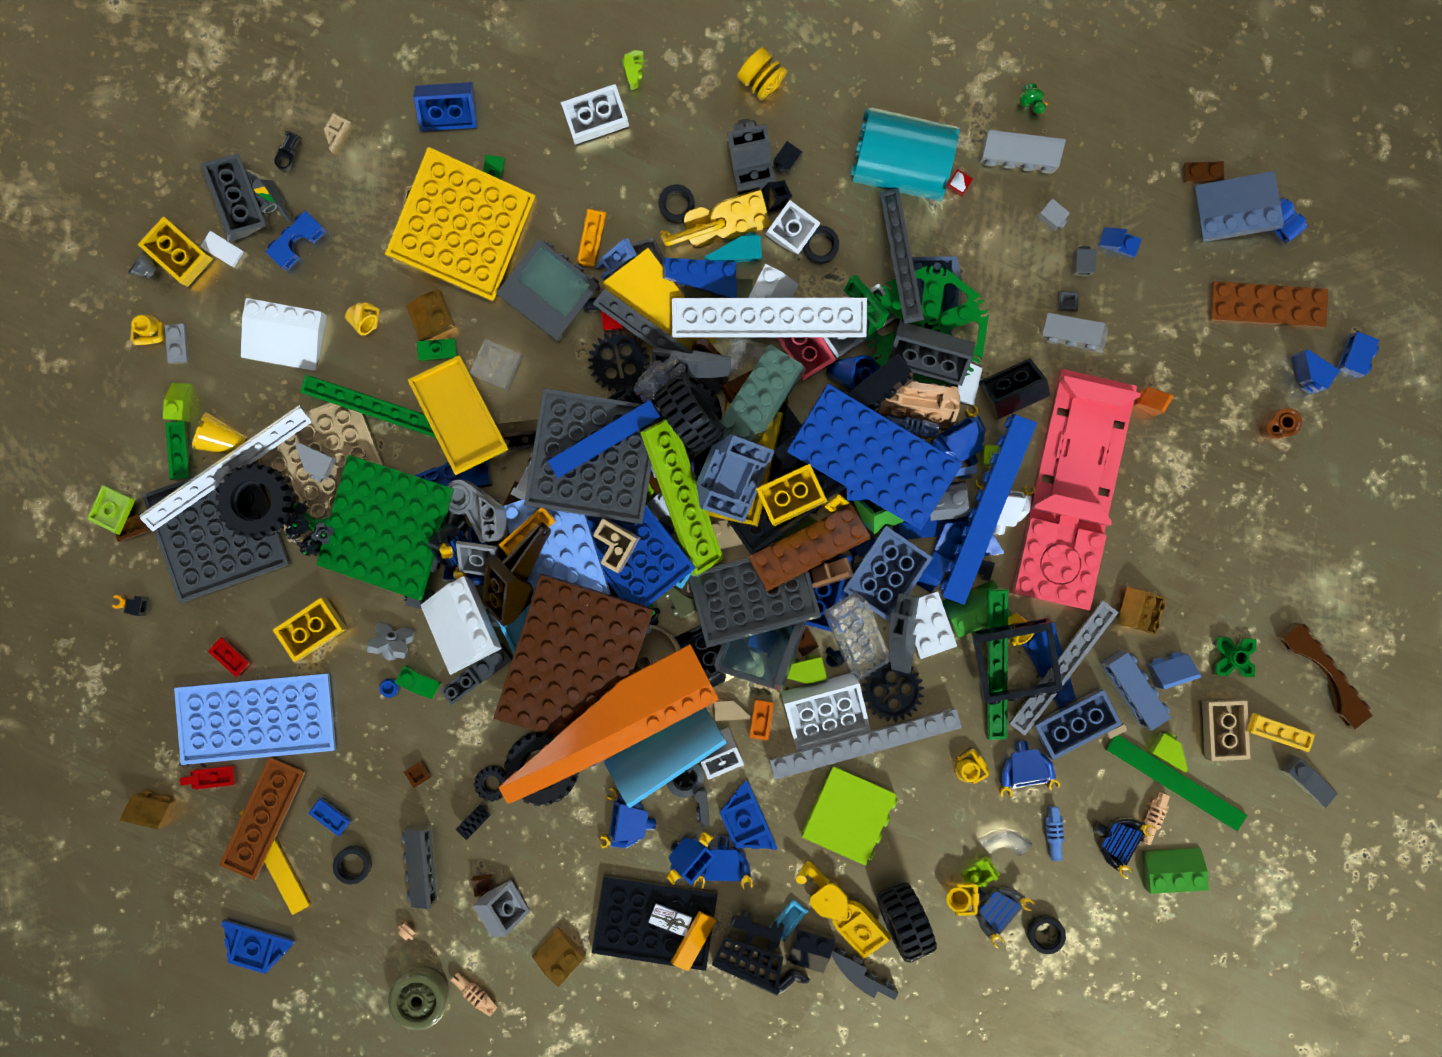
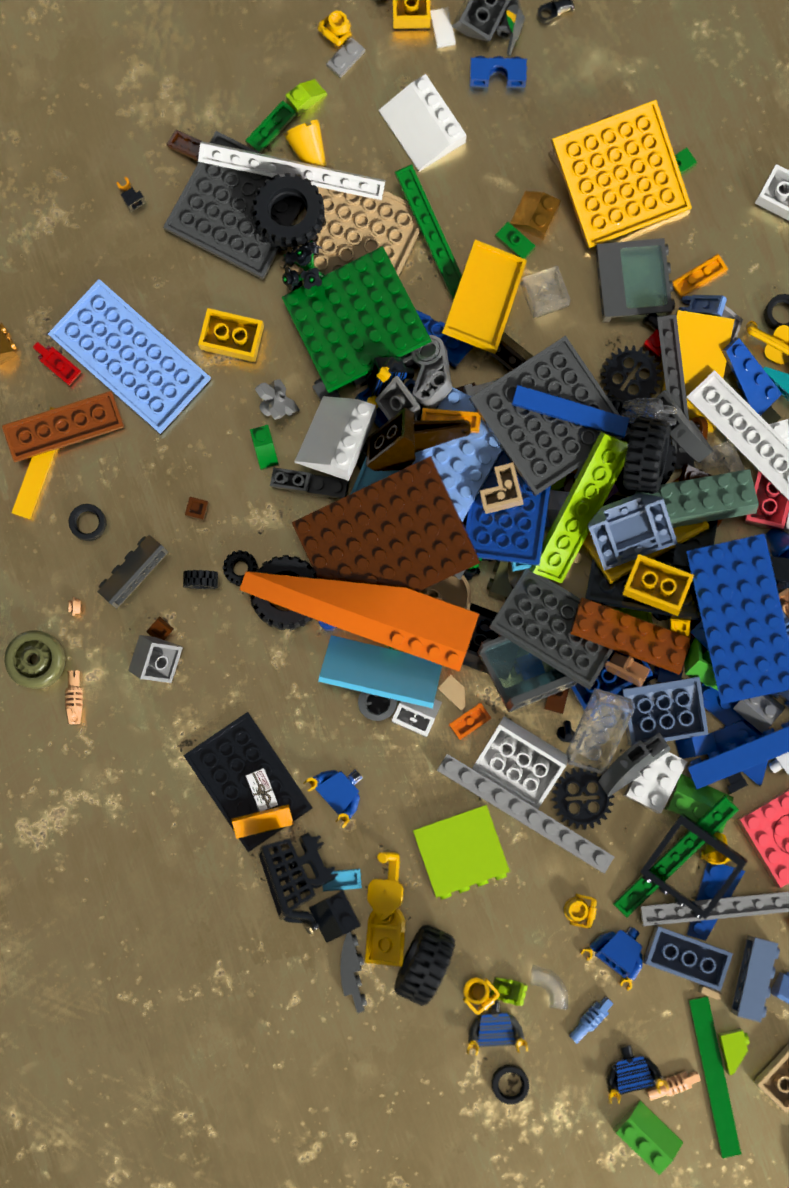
camera: 45 degrees right, 5 degrees down
(111, 509) = (185, 119): lime tile -> none
(229, 657) = (156, 297): red plate -> none
(315, 462) = (355, 229): light grey slope -> none
(329, 816) = (107, 474): blue plate -> none
(335, 130) = (602, 28): tan tile -> none
(363, 317) = (489, 168): yellow piece -> none
(389, 688) = (240, 430): blue plate -> none
(445, 106) = (693, 88): blue slope -> none
(558, 956) = (158, 734): pearl gold slope -> none
(627, 823) = (303, 692): blue torso -> none
(690, 858) = (322, 761): blue torso -> none
(702, 811) = (363, 739): dark grey plate -> none
(745, 820) = (385, 779): blue wing -> none
(808, 670) = (538, 721): lime slope -> none

